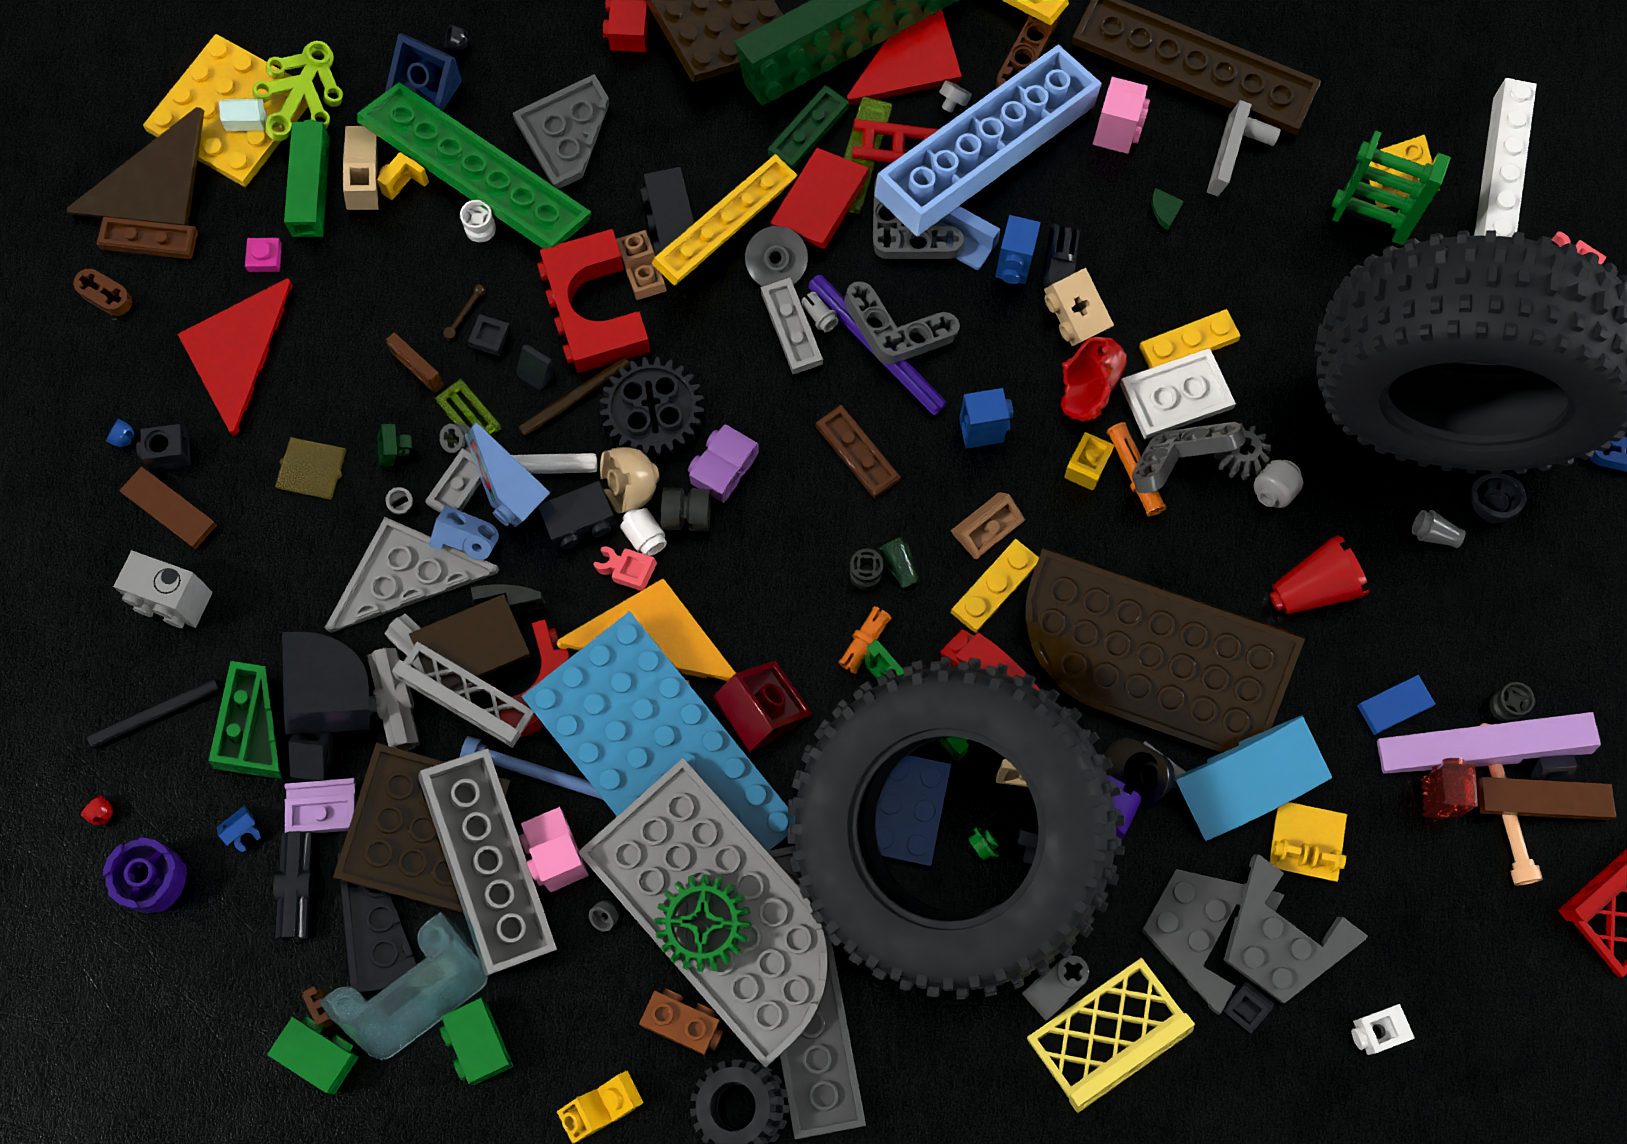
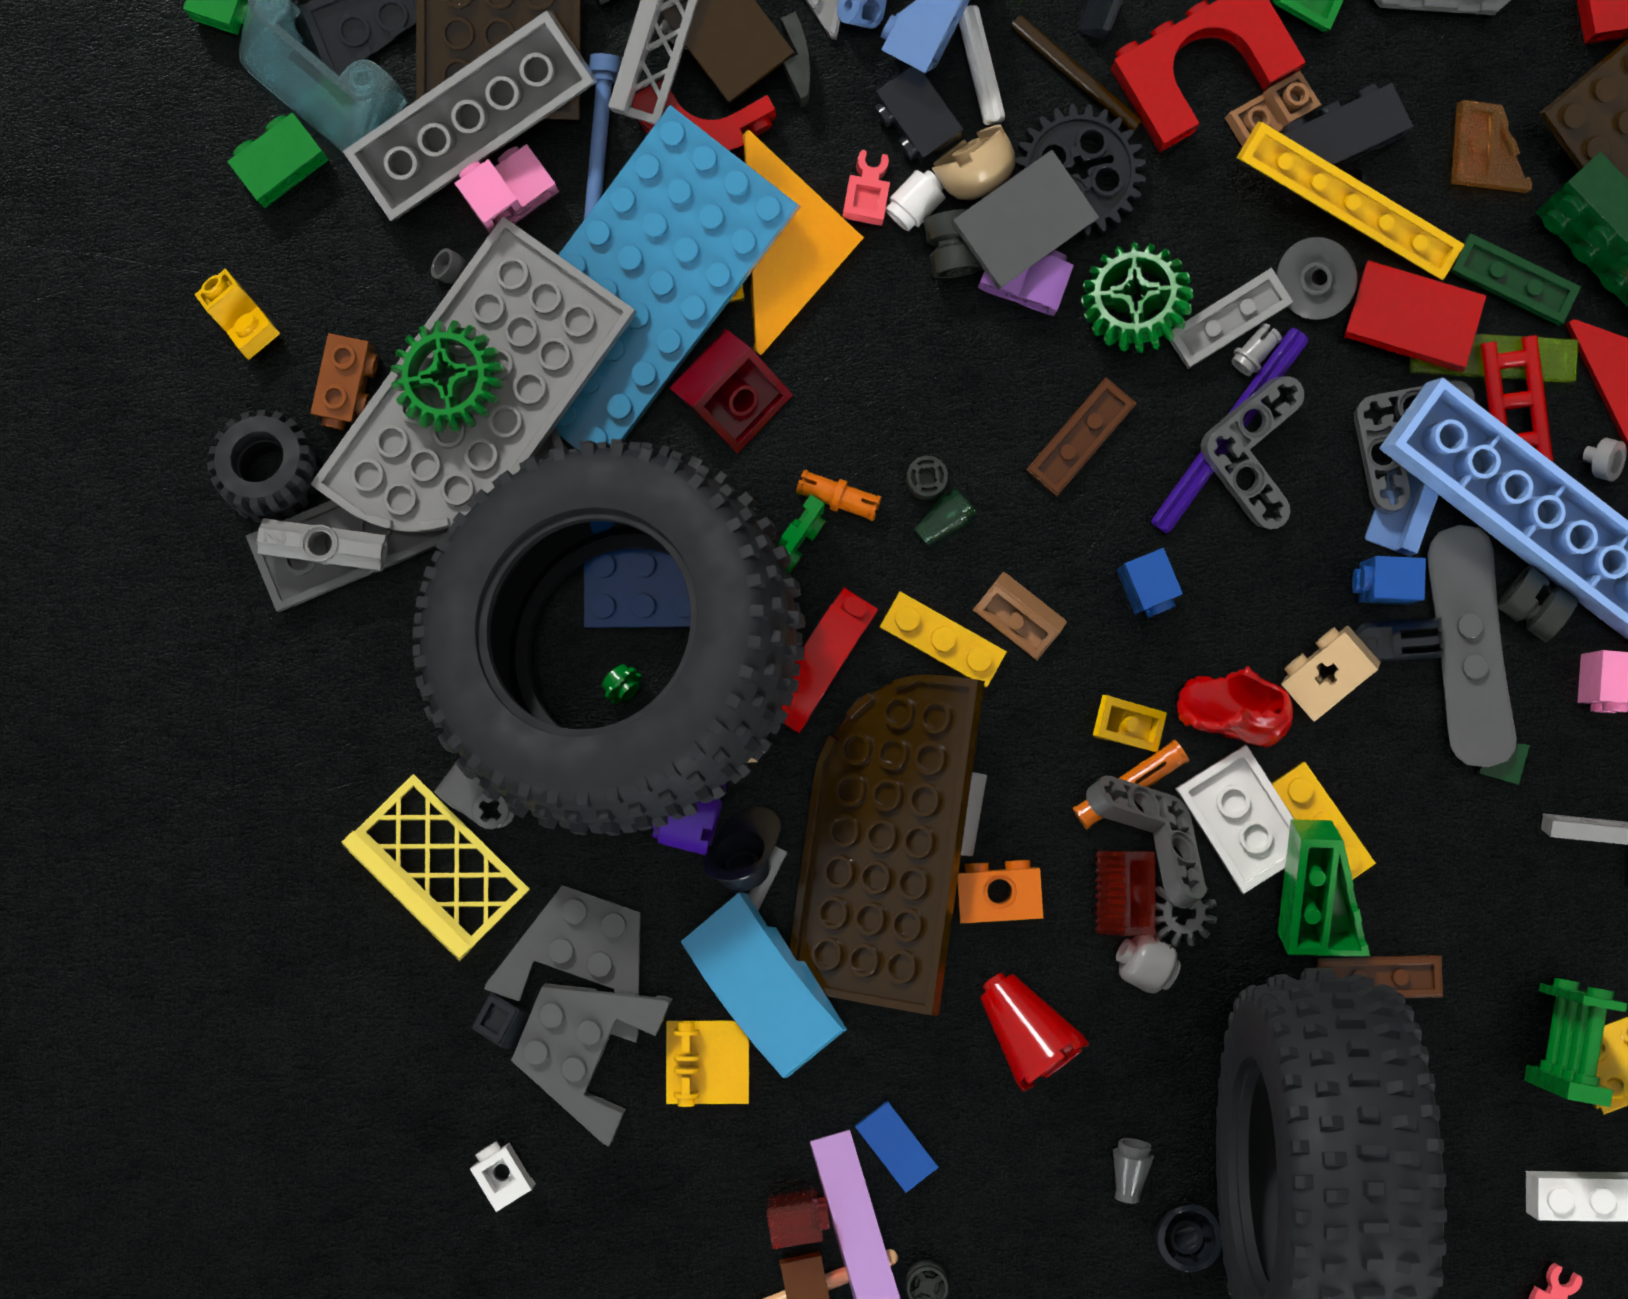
camera: 85 degrees right, 15 degrees up
(682, 448) = (1024, 219): none -> dark grey tile
(707, 127) = (1486, 149): none -> clear orange wing
(762, 358) = (1153, 298): none -> green gear
(826, 1044) = (297, 542): none -> light grey piece
(1052, 159) = (1537, 603): none -> pearl dark grey wheel
(1096, 214) = (1473, 660): none -> dark grey piece
(1212, 564) = (1022, 903): none -> orange brick
(1222, 486) = (1126, 893): none -> clear red brick
(1246, 346) = (1318, 894): none -> green wedge
(1310, 313) = (1411, 975): none -> reddish brown tile

